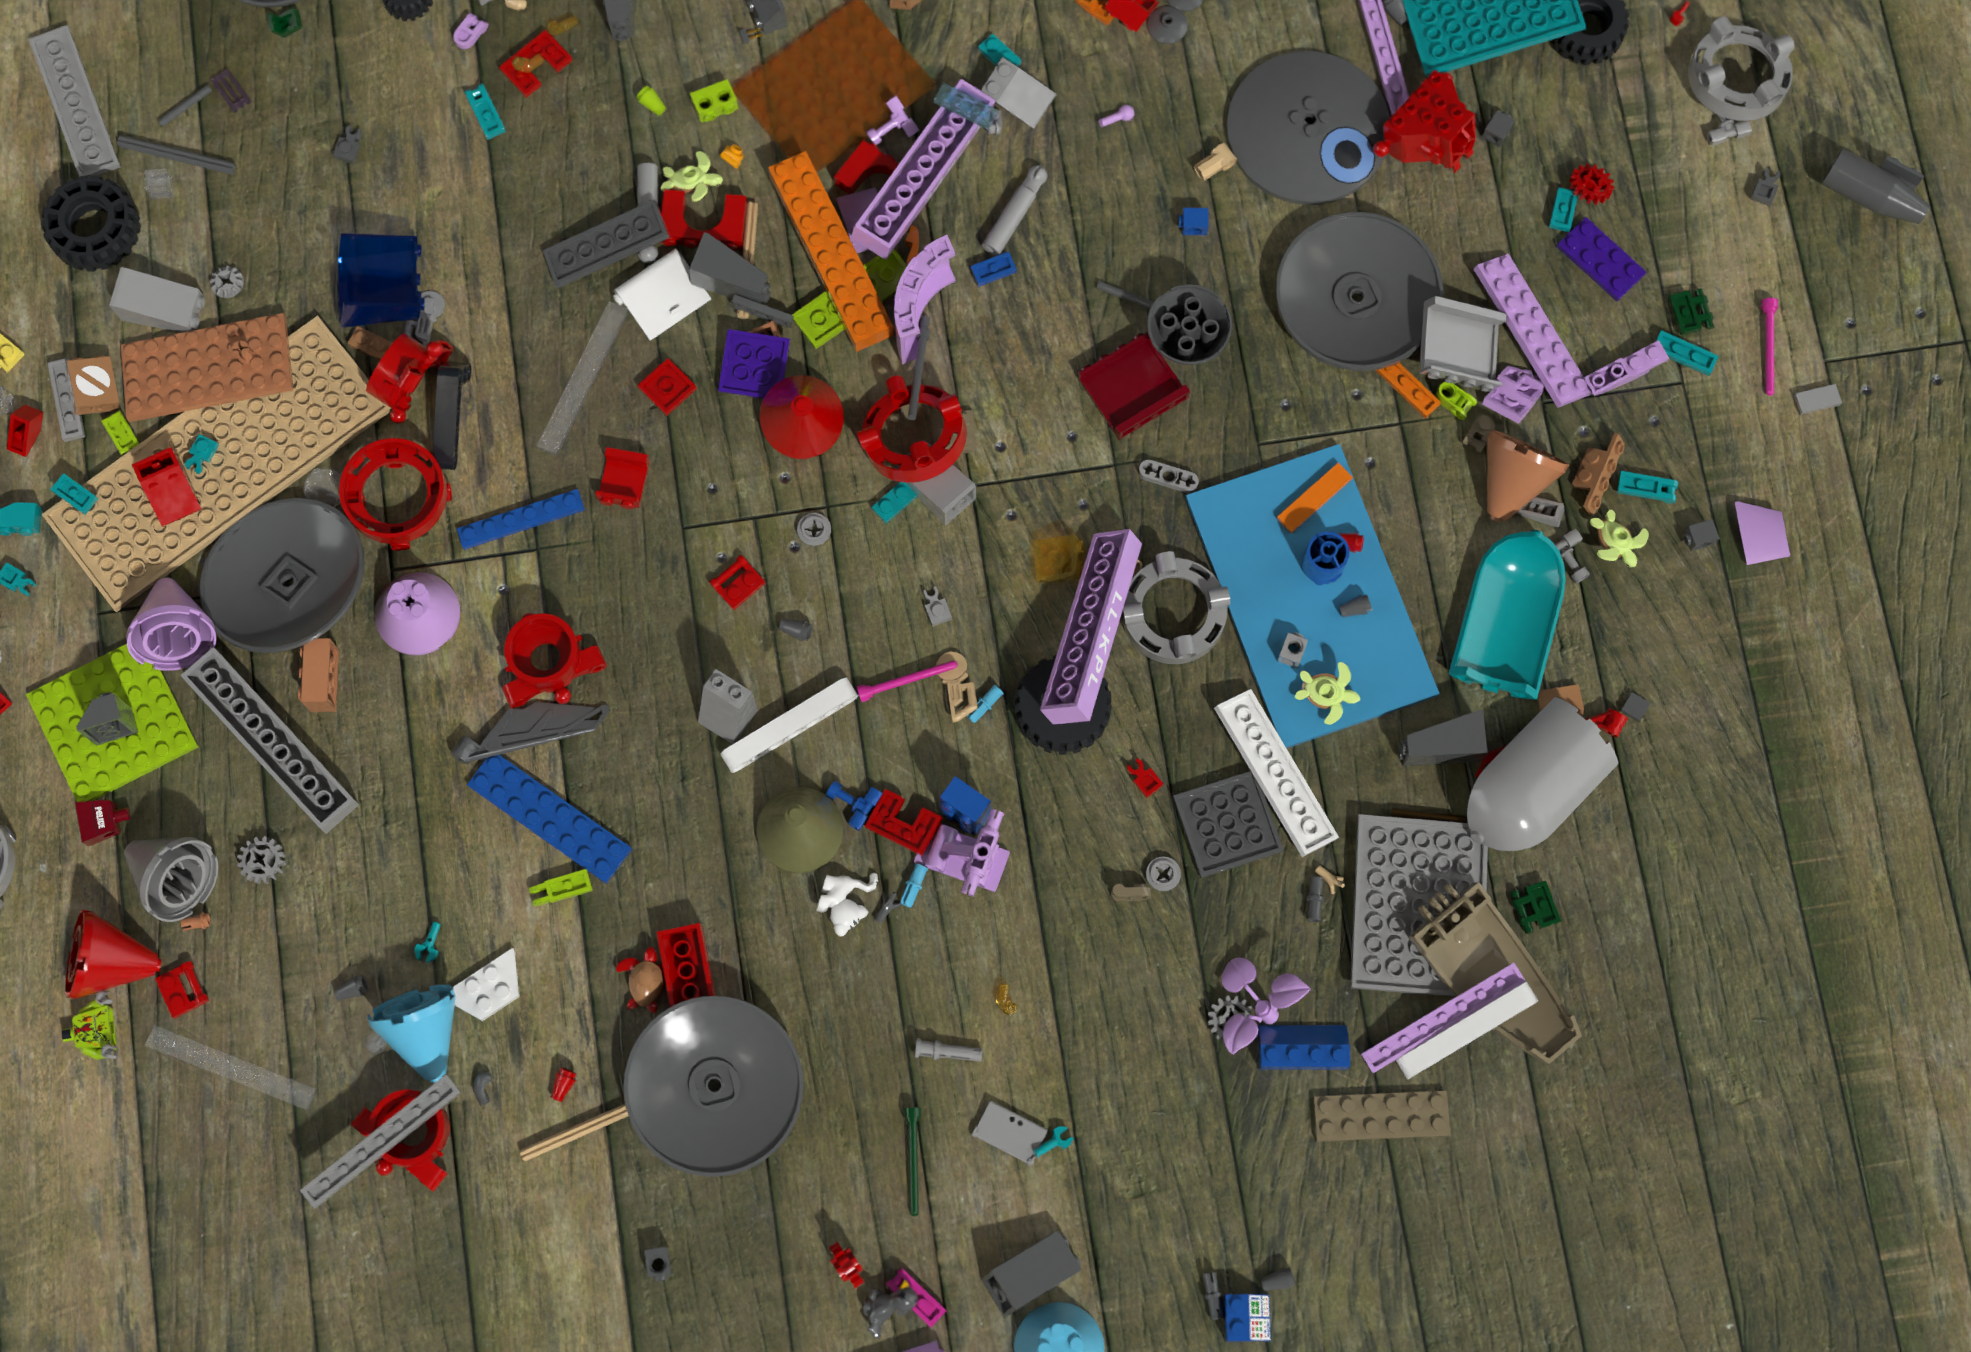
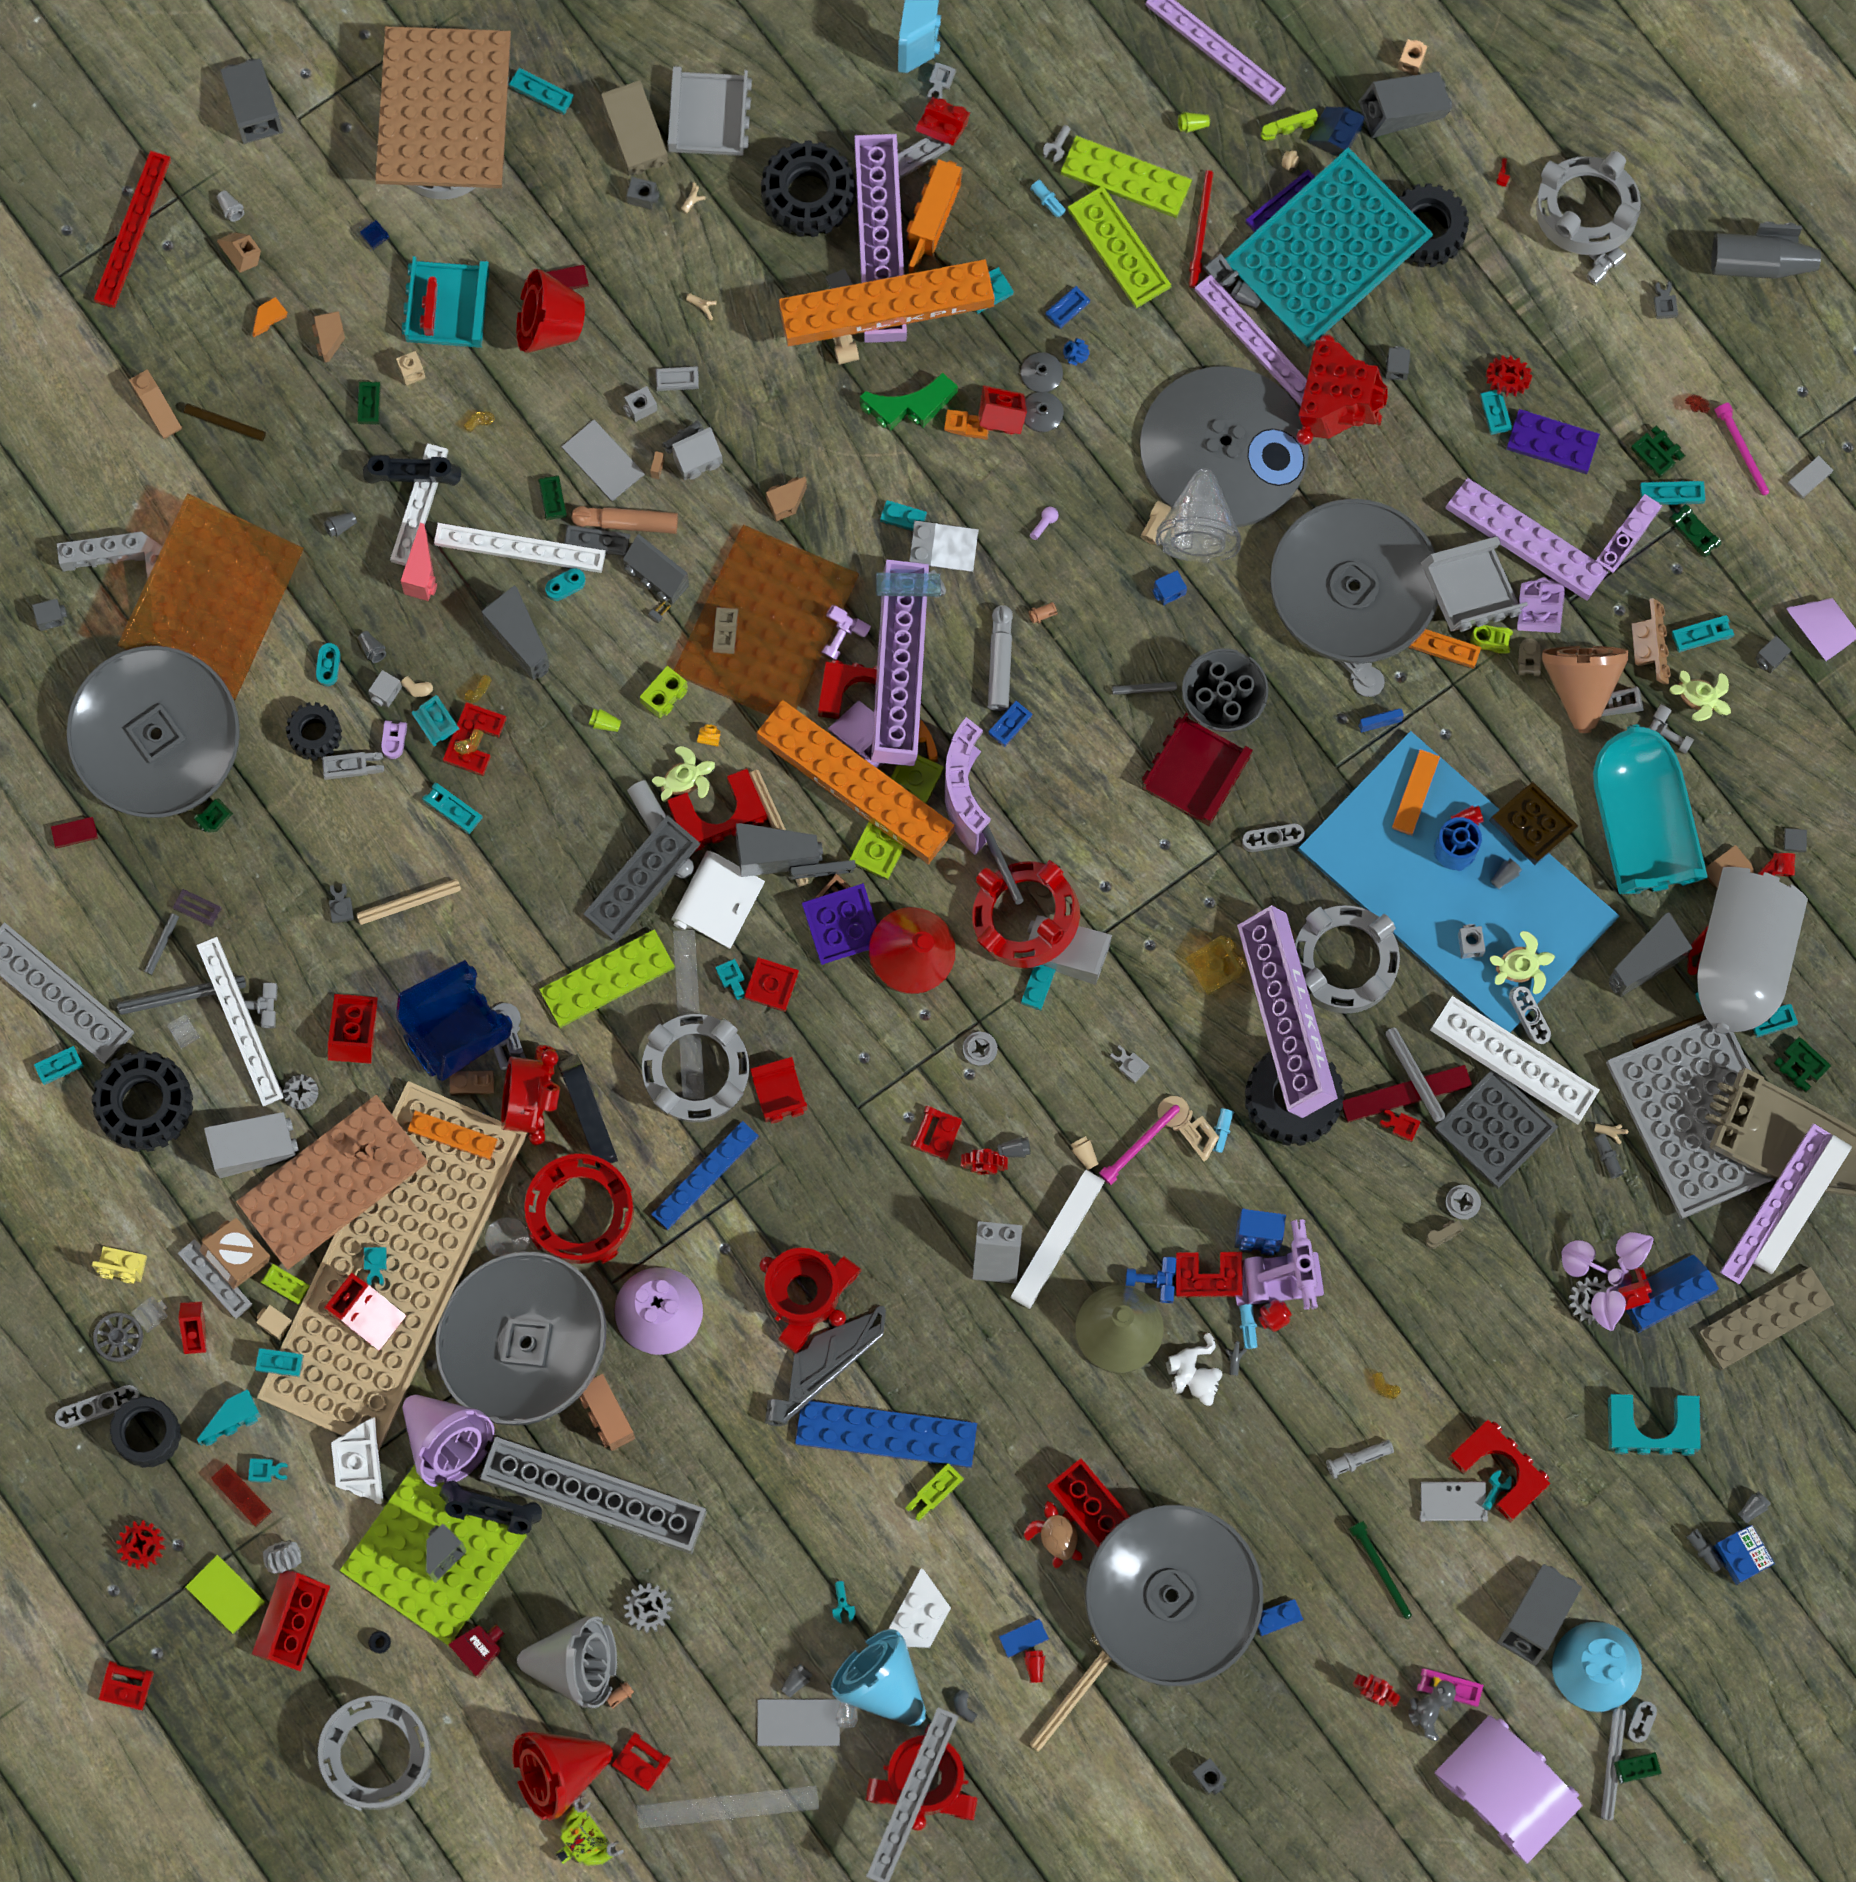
camera: 30 degrees left, 0 degrees up
(17, 772) = (379, 1635): none -> black plate
(43, 162) = (58, 1065): none -> teal plate
(92, 459) = (274, 1322): none -> tan brick
(92, 610) = (358, 1462): none -> white wing
(194, 725) = (517, 1517): none -> black plate
(207, 197) = (240, 1021): none -> white plate
(236, 195) = (265, 1005): none -> light grey bar
(297, 250) = (352, 1028): none -> red slope
(327, 378) = (452, 1135): none -> orange plate
(332, 1026) = (798, 1722): none -> light grey piece
(405, 170) = (408, 901): none -> tan axle
(422, 36) = (350, 765): none -> light grey hinge
(511, 32) = (435, 720): none -> teal plate
(532, 314) = (607, 978): none -> lime plate
(567, 1055) = (1023, 1638): none -> blue tile
(574, 459) = (720, 1031): none -> light grey piece
(636, 363) = (731, 976): none -> teal plate
(760, 625) = (984, 1162): none -> red gear
(794, 74) = (725, 630): none -> dark tan slope
(799, 1154) = (1279, 1617): none -> blue plate
(854, 662) = (1084, 1152): none -> tan cone
(941, 887) = (1275, 1315): none -> red head
(1070, 1095) = (1490, 1440): none -> red arch
(1073, 190) = (1042, 613): none -> nougat pin
(1165, 754) = (1404, 1094): none -> dark red tile
(1180, 741) = (1415, 1074): none -> light grey axle
(1246, 1184) = (1626, 1437): none -> teal arch
(1247, 176) = (1200, 523): none -> clear cone
(1273, 1033) = (1636, 1293): none -> red bracket
(1307, 755) = (1531, 1031): none -> light grey beam
(1318, 422) = (1381, 720): none -> blue tile
(1325, 381) = (1366, 679): none -> light grey piece
(1405, 575) = (1533, 823): none -> dark brown plate
(1534, 857) = (1780, 1020): none -> teal plate
(1688, 395) = (1695, 531): none -> dark green plate
(1749, 286) = (1697, 403): none -> clear red plant

